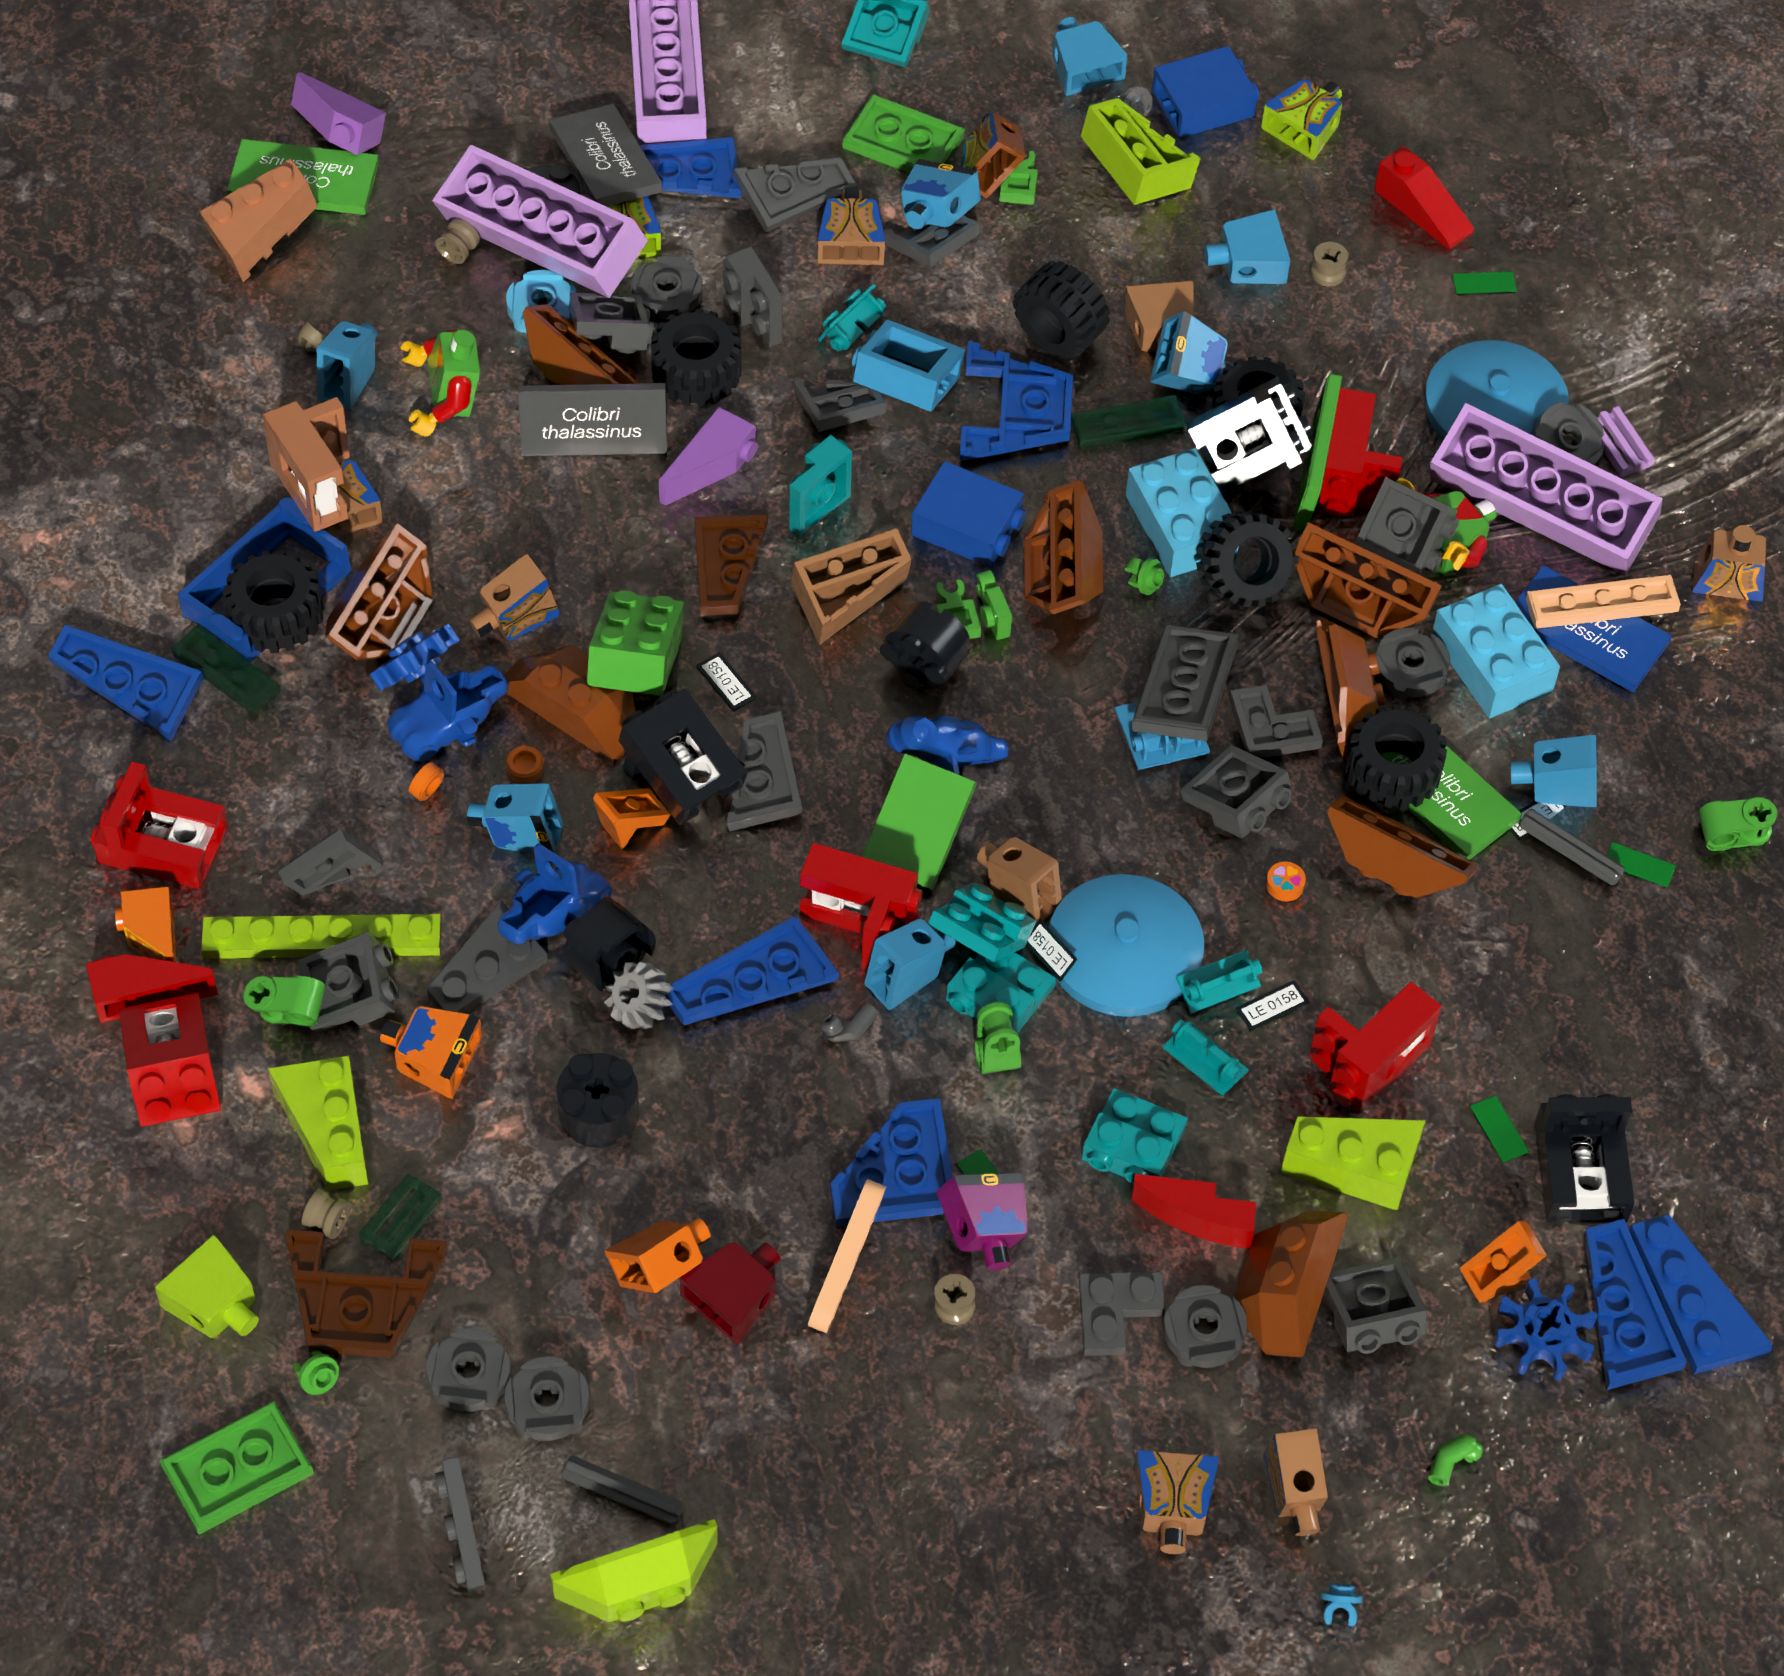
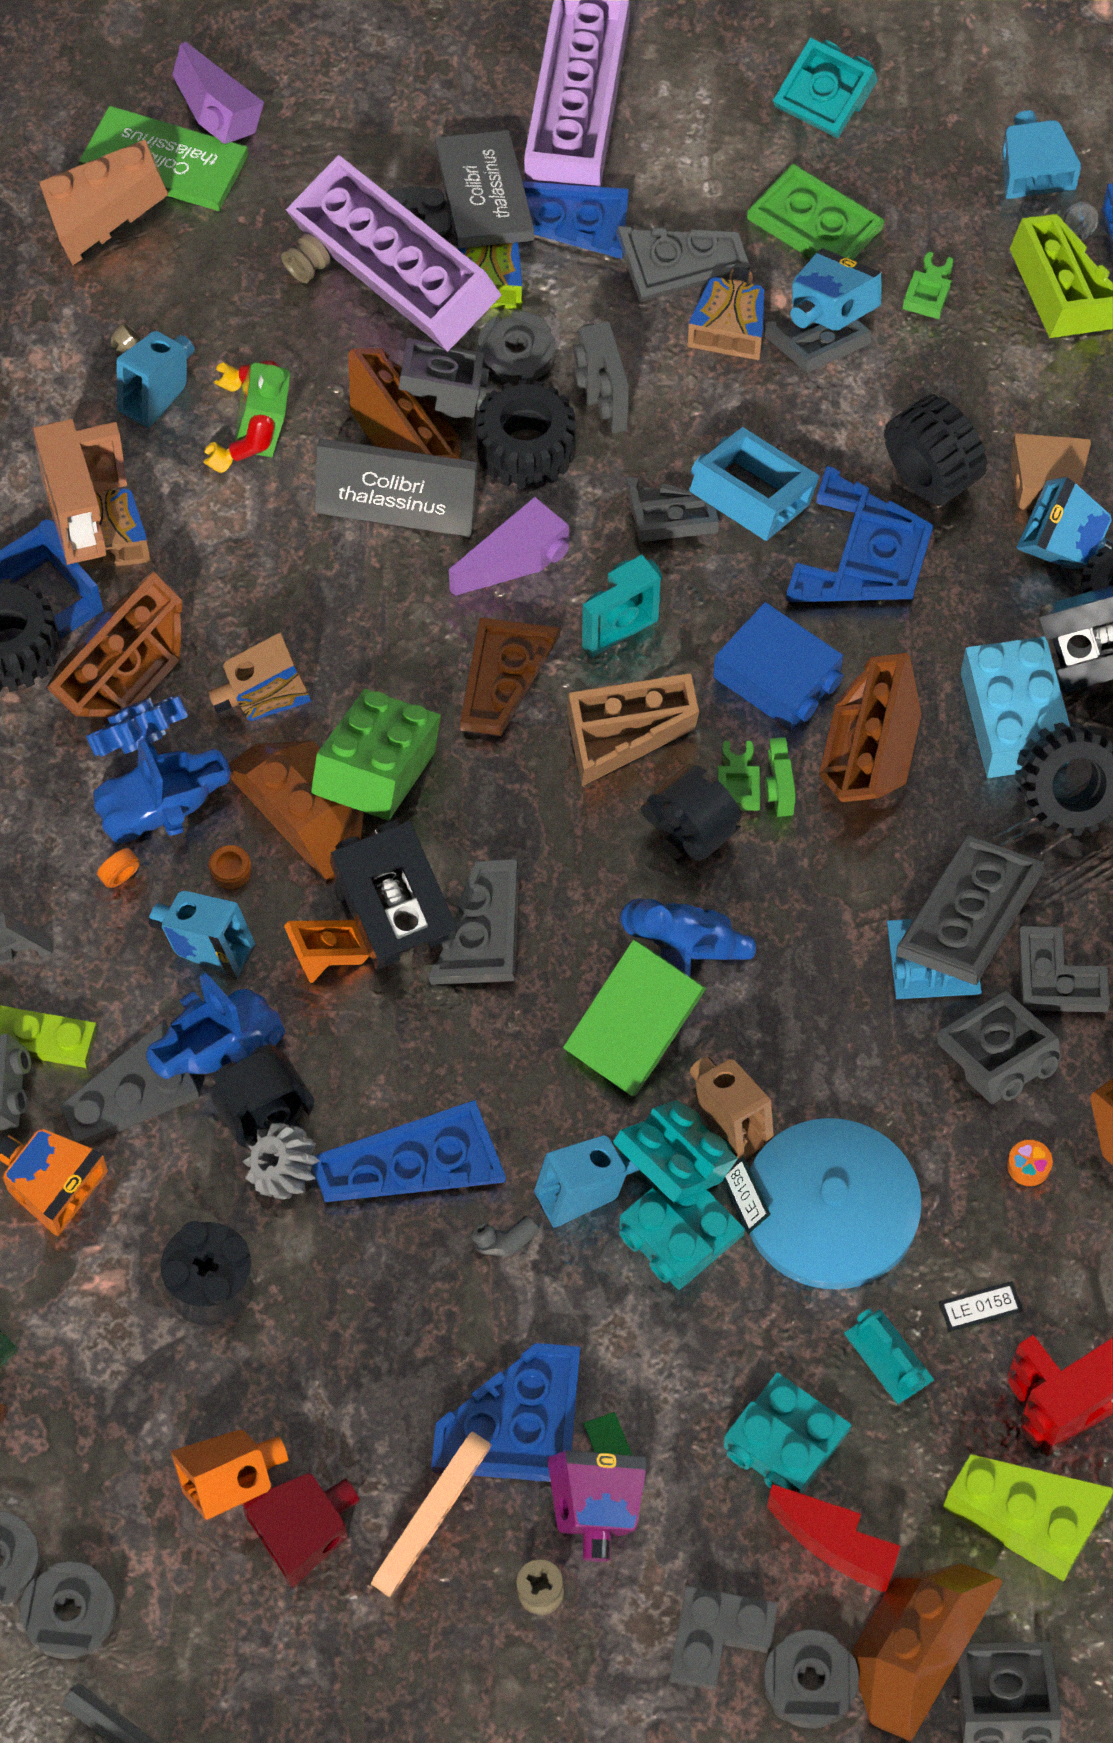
camera: 15 degrees right, 5 degrees up
(534, 286) = (375, 323): medium azure plate -> none
(726, 681) = (470, 810): sticker -> none
(842, 327) = (694, 425): teal hinge -> none
(858, 894) = (547, 1093): red brick -> none
(994, 151) = (909, 244): dark orange torso -> none
(996, 1042) = (658, 1292): bright green piece -> none
(1127, 421) = (982, 588): clear green tile -> none
(1146, 575) = (958, 773): bright green plate -> none
(1219, 981) = (926, 1268): teal hinge -> none

